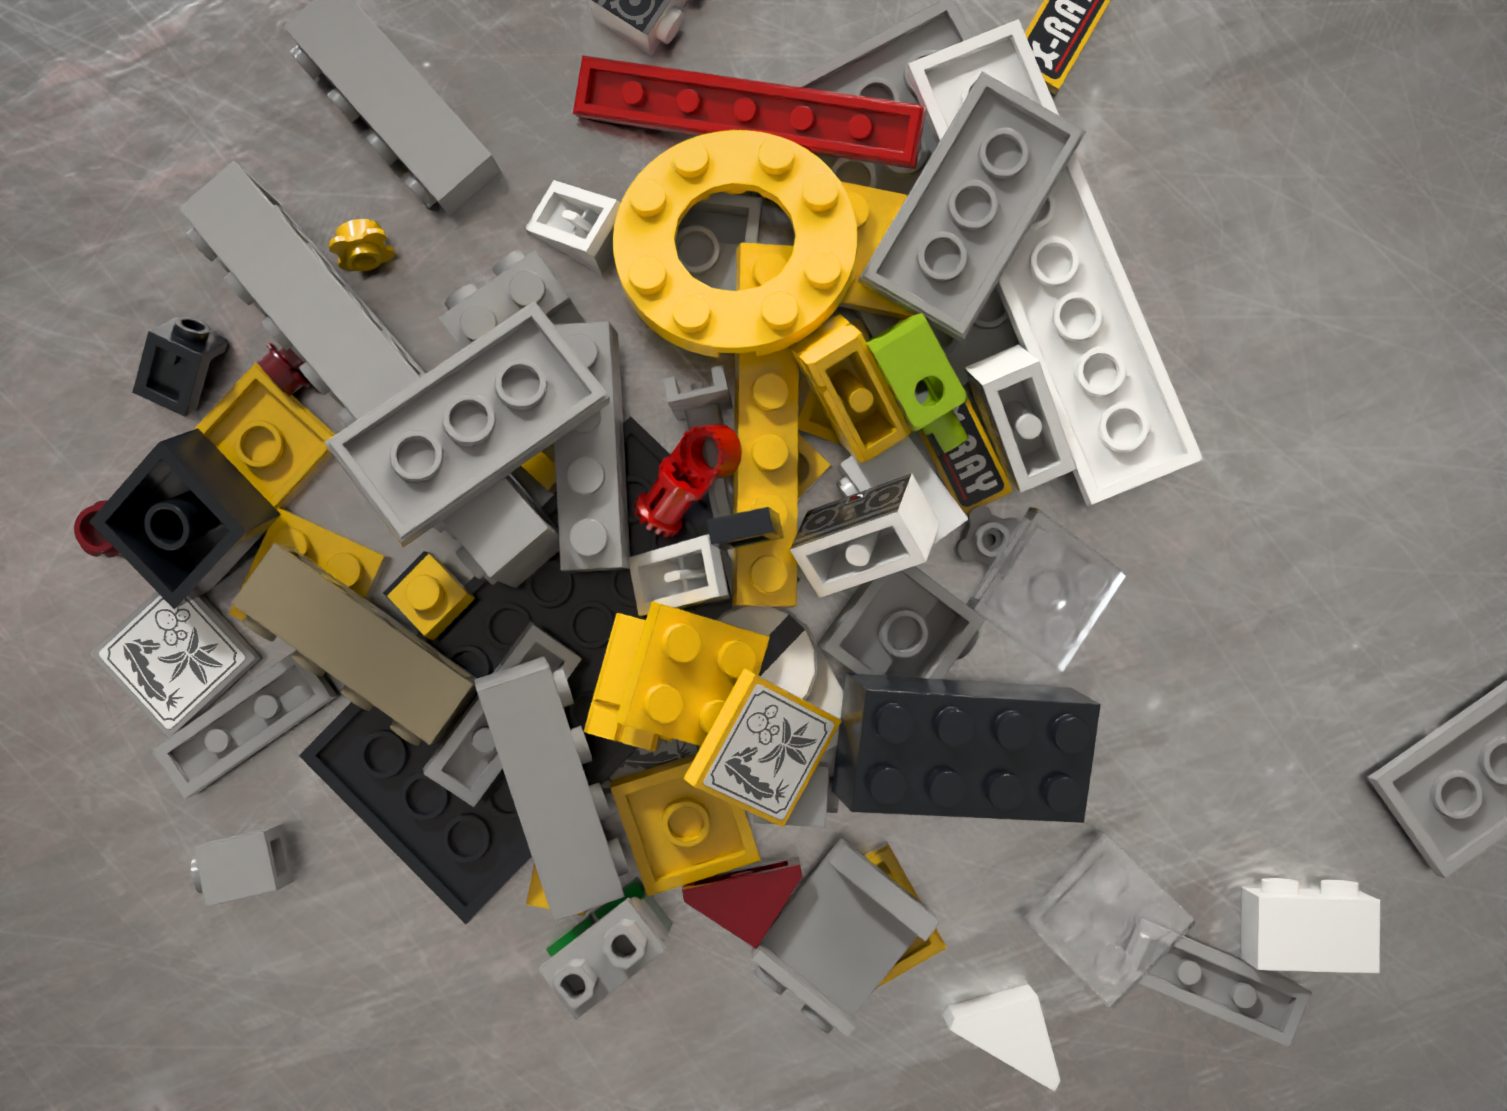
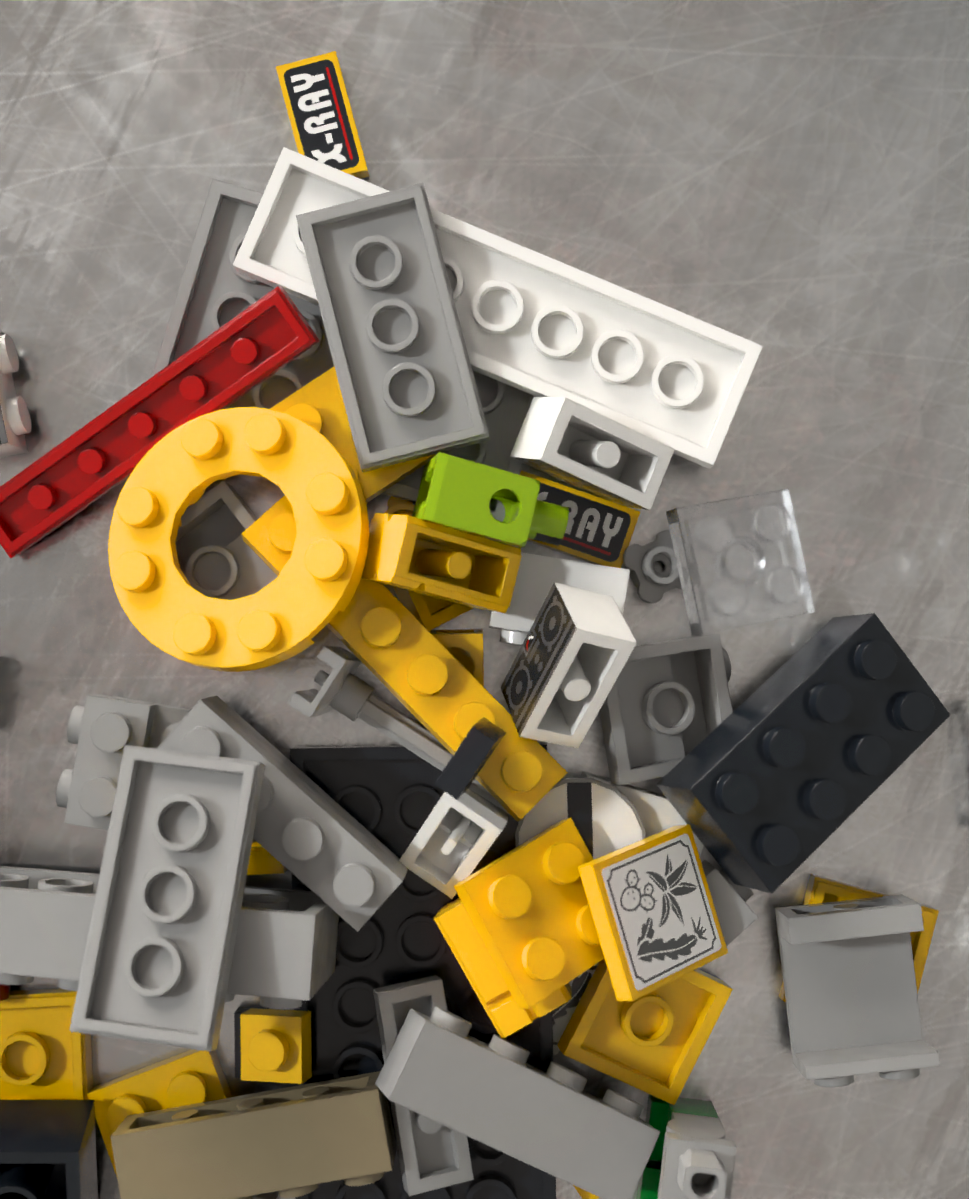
camera: 50 degrees left, 0 degrees up
(577, 224) = (98, 642): white slope -> none
(687, 465) = (370, 757): red connector -> none
(745, 898) = (751, 1030): dark red slope -> none

